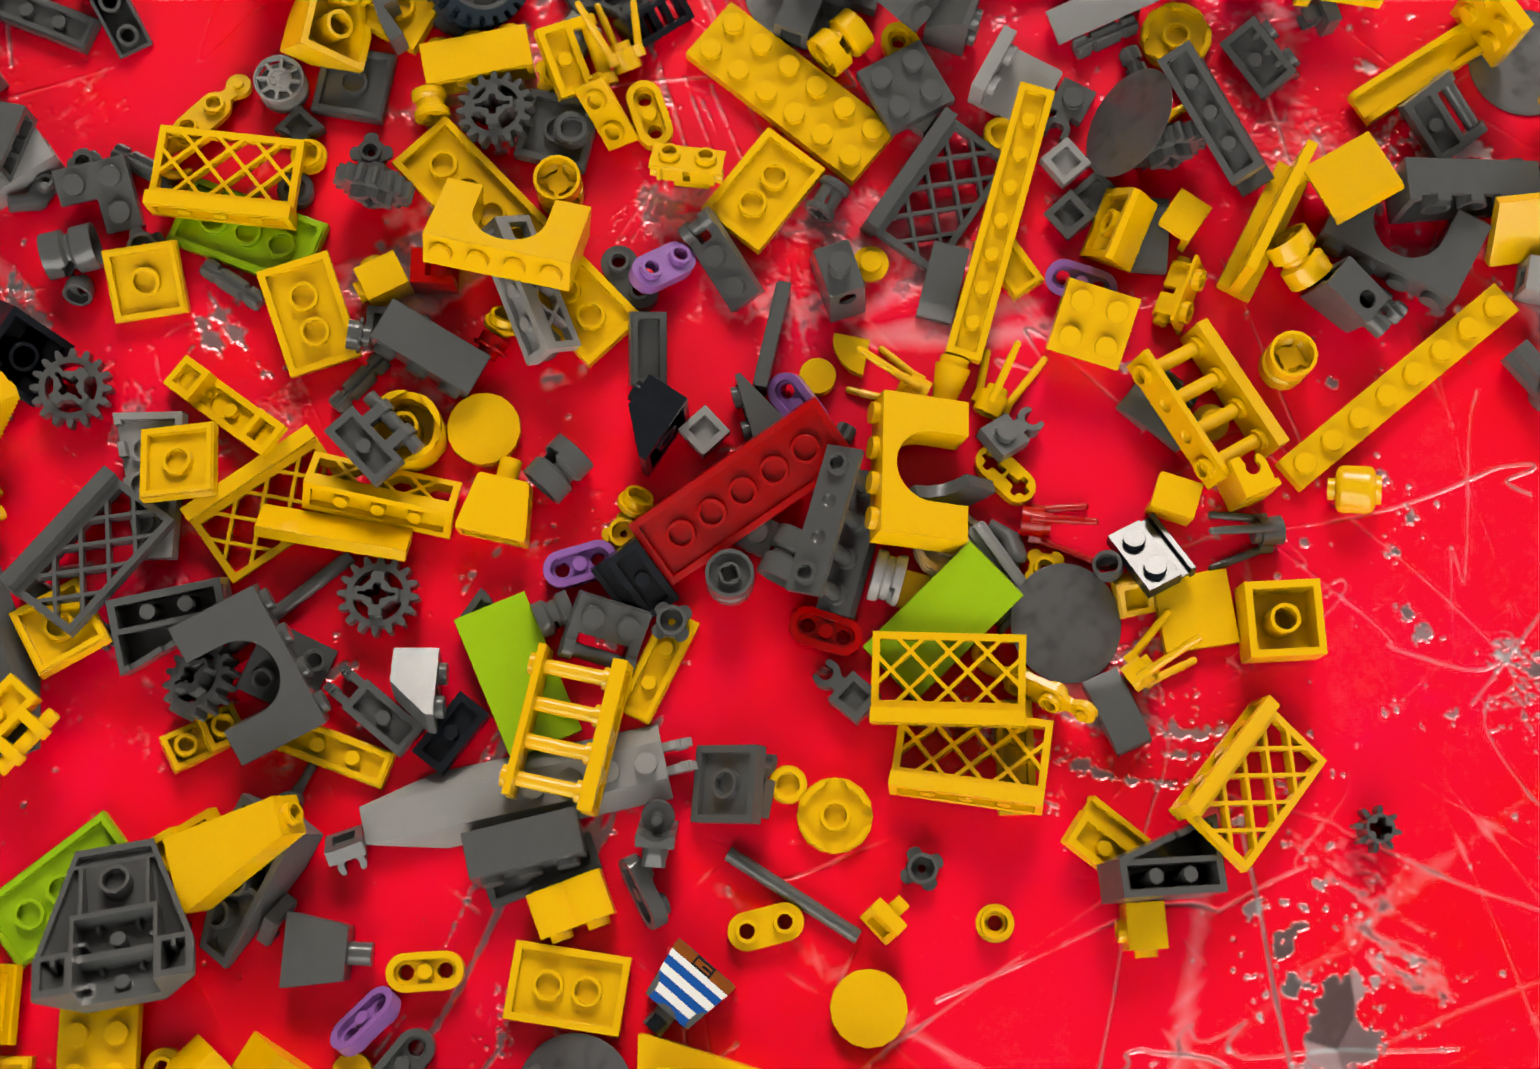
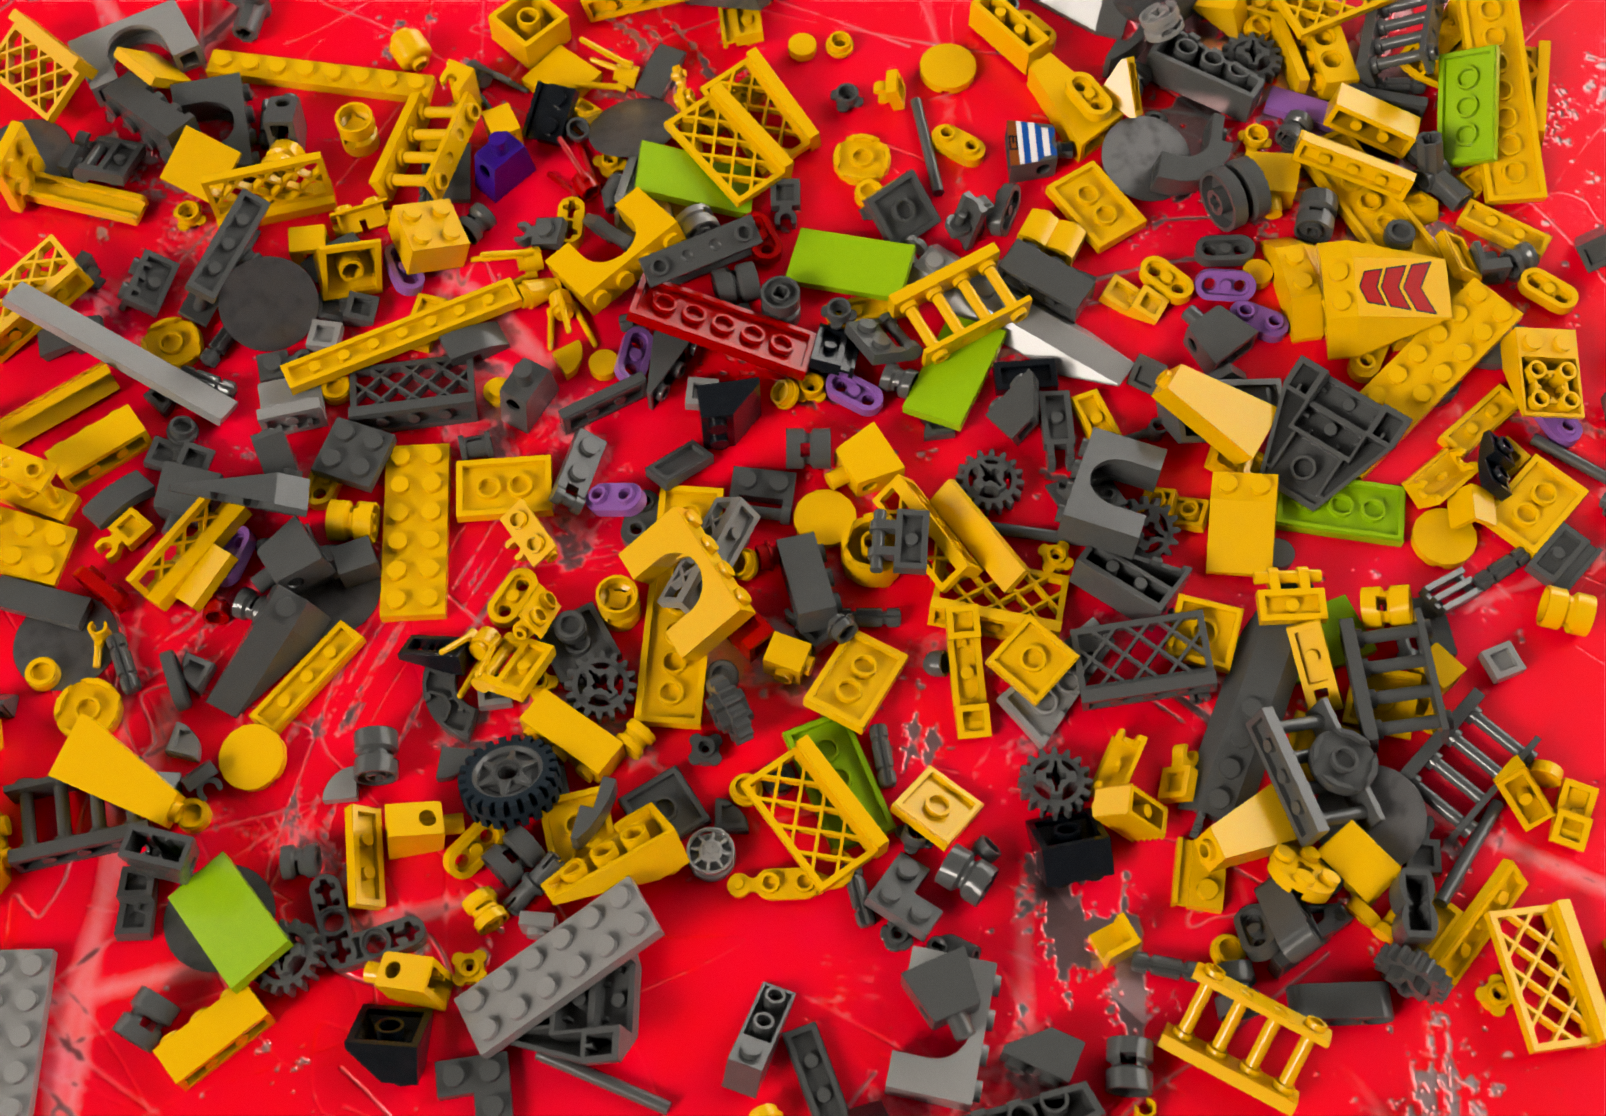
camera: 130 degrees left, 15 degrees down
(36, 454) = (1119, 760): none -> yellow hinge
(76, 784) = (1283, 554): none -> dark grey tile
(125, 774) = (1242, 523): none -> yellow slope
(258, 575) = (1053, 565): none -> yellow plate
(263, 396) = (936, 663): none -> dark grey hinge
(304, 1018) = (1260, 318): none -> medium lavender plate
(416, 220) = (727, 668): none -> dark grey tile
(437, 920) = (1133, 302): none -> yellow slope
(566, 405) = (768, 488): none -> dark grey plate
(714, 681) = (850, 264): none -> lime tile
(1027, 884) = (802, 47): none -> yellow tile
(1078, 385) = (477, 221): none -> dark grey wheel
(1123, 458) = (501, 165): none -> dark purple torso
(1326, 142) = (187, 209): none -> yellow plate
(1476, 93) = (75, 154): none -> dark grey plate

